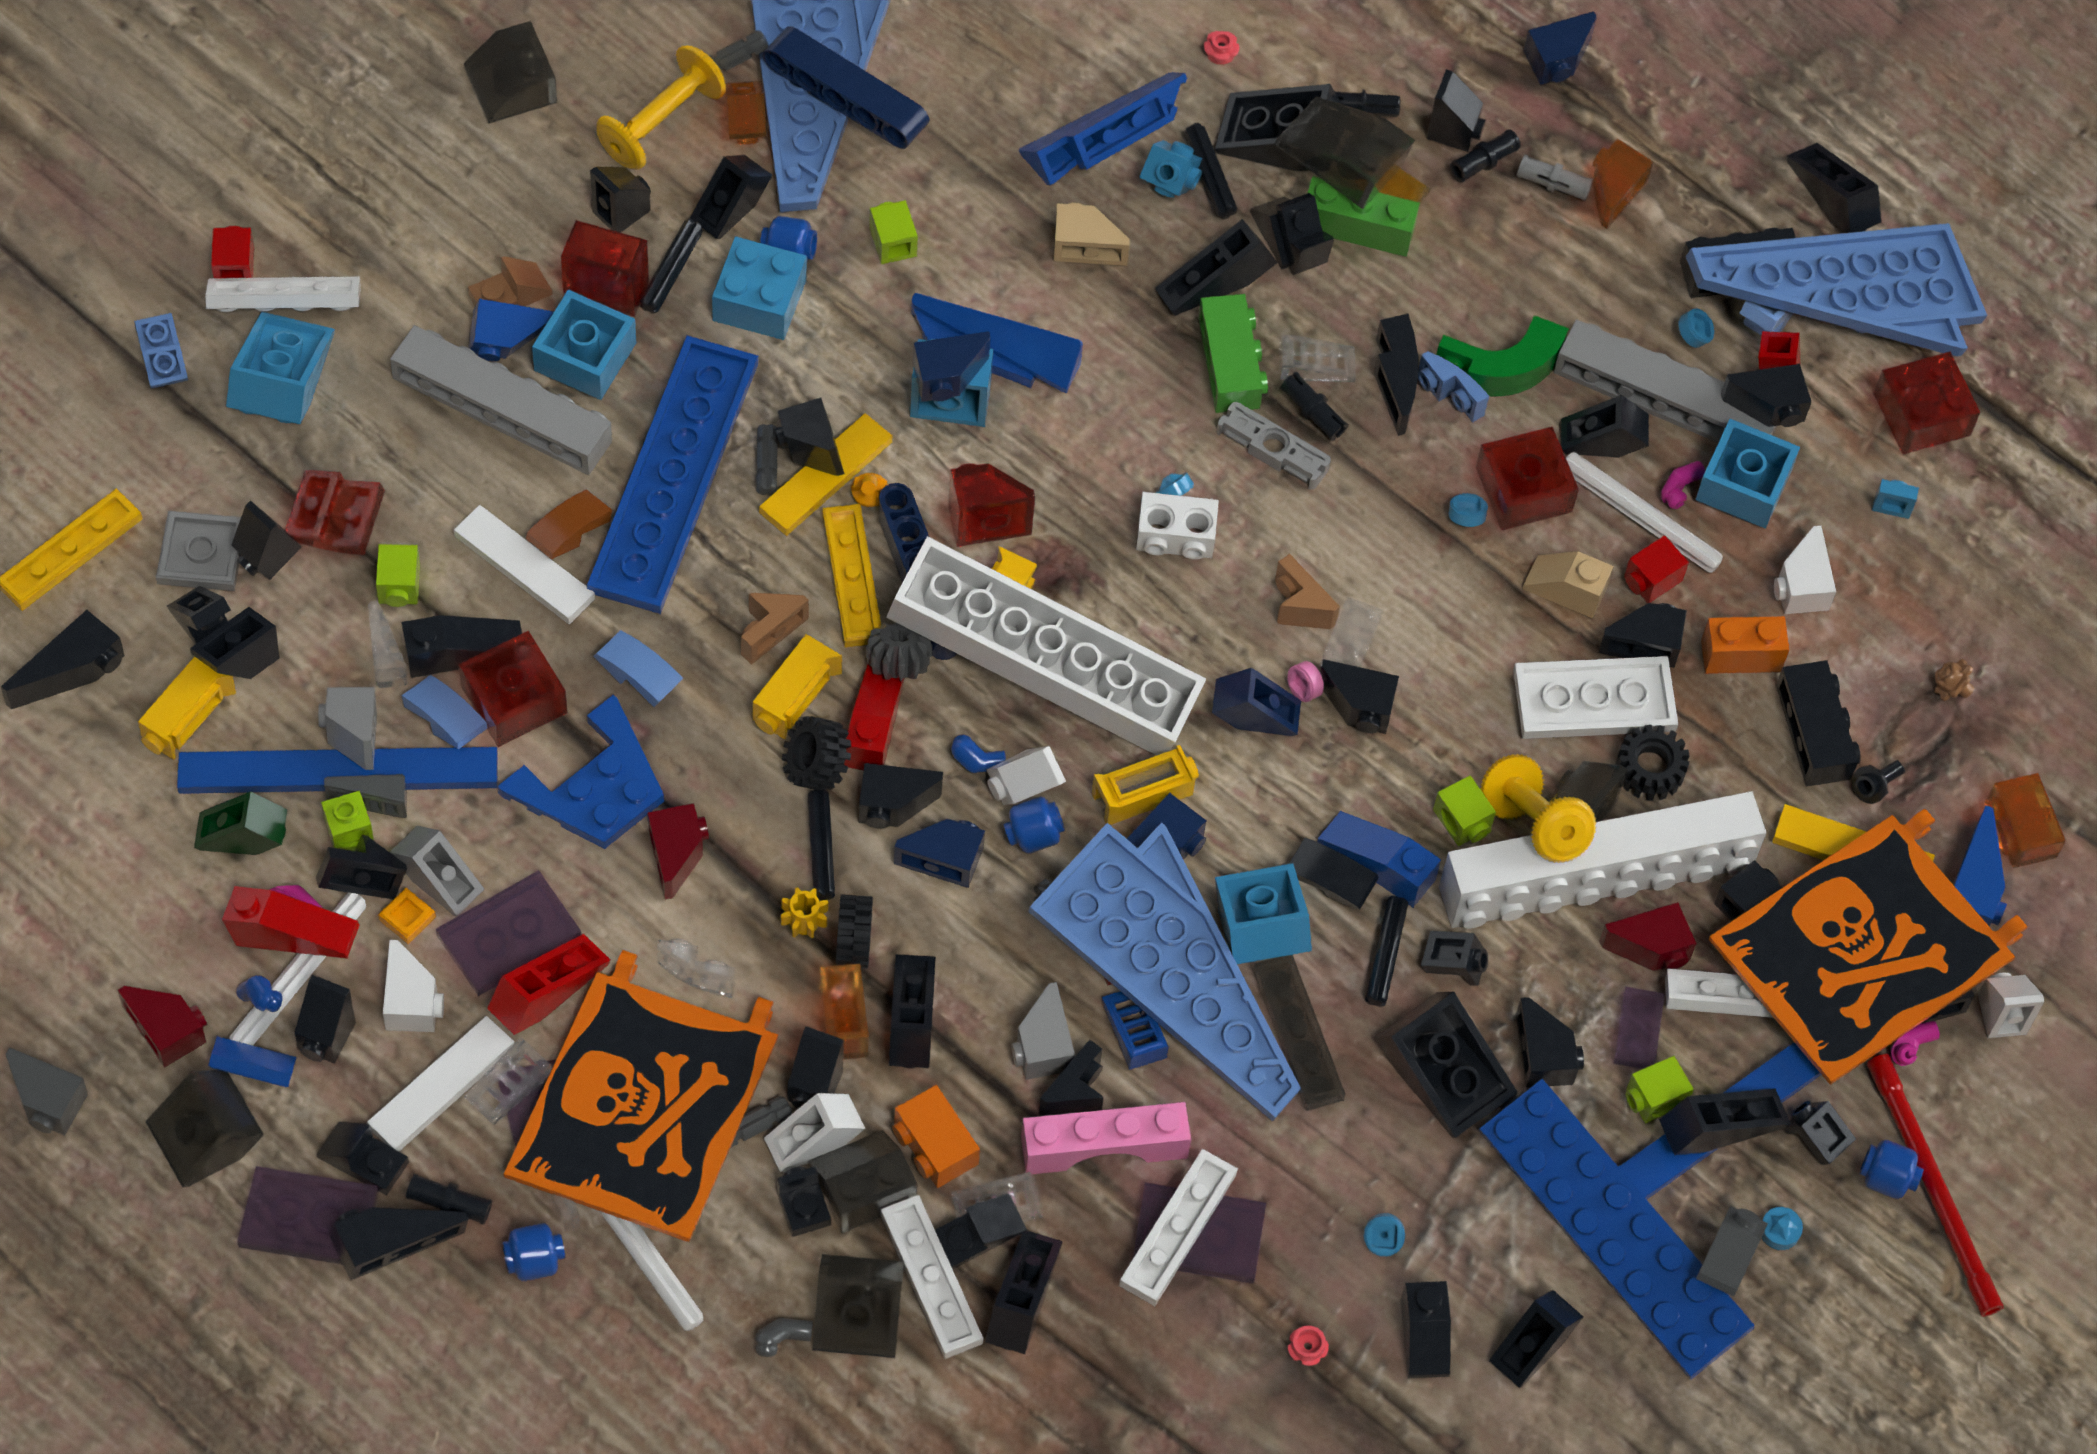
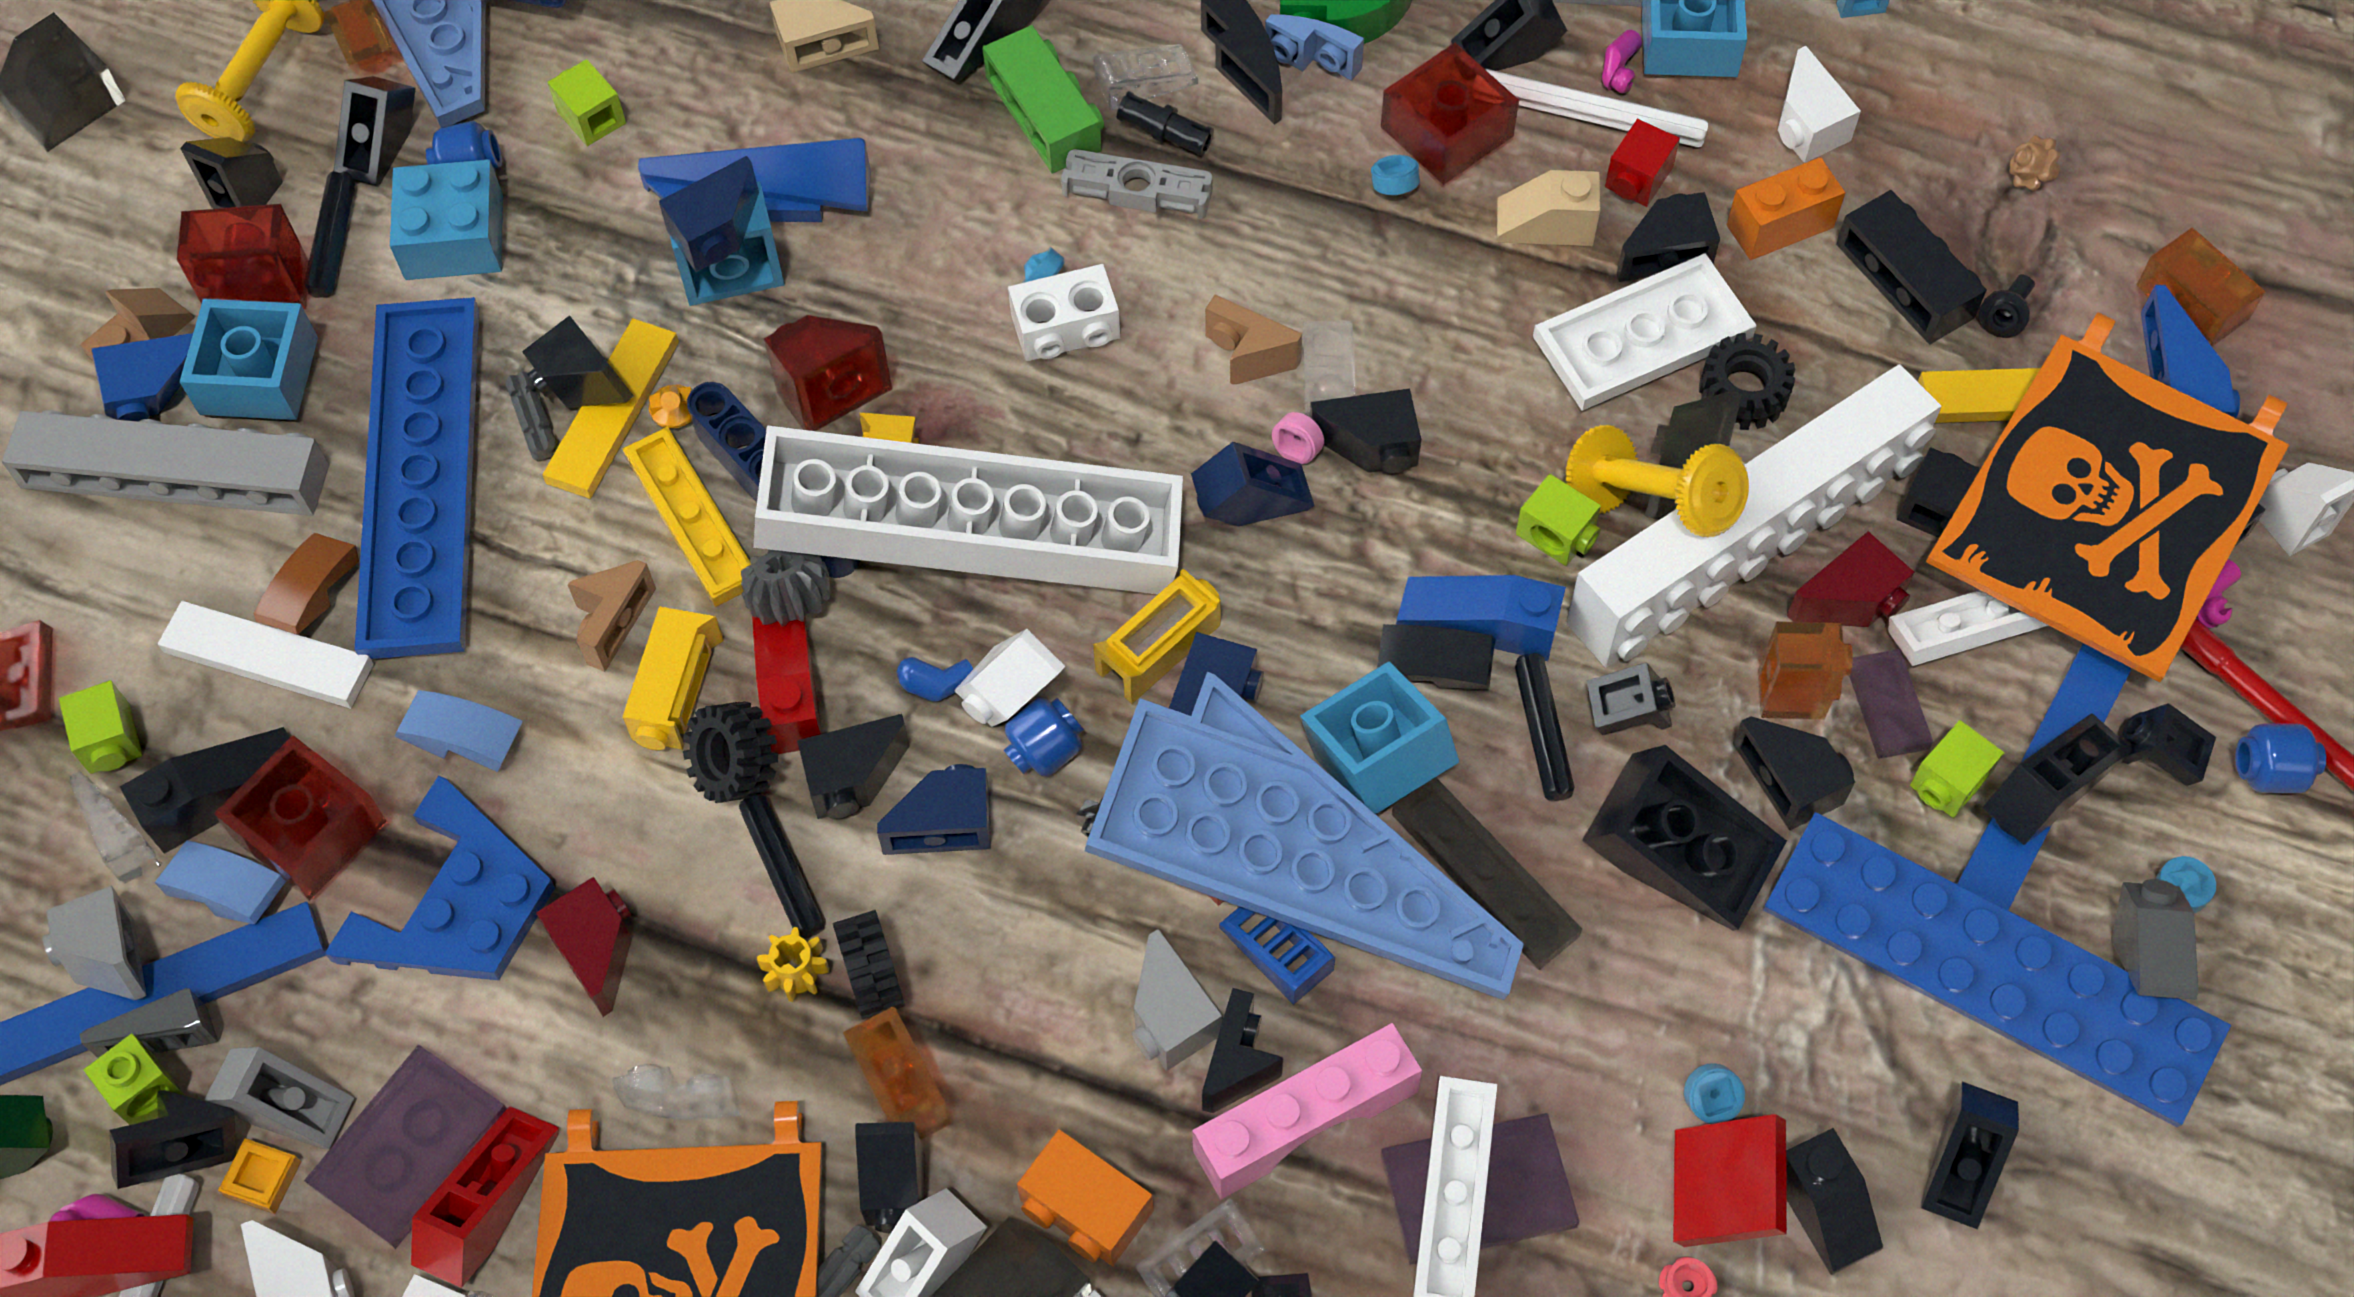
camera: 15 degrees left, 0 degrees up
(912, 1011) = (985, 1040): black slope -> none
(1364, 1289) = (1730, 1181): none -> red tile
(1581, 980) = (1803, 670): none -> clear orange brick

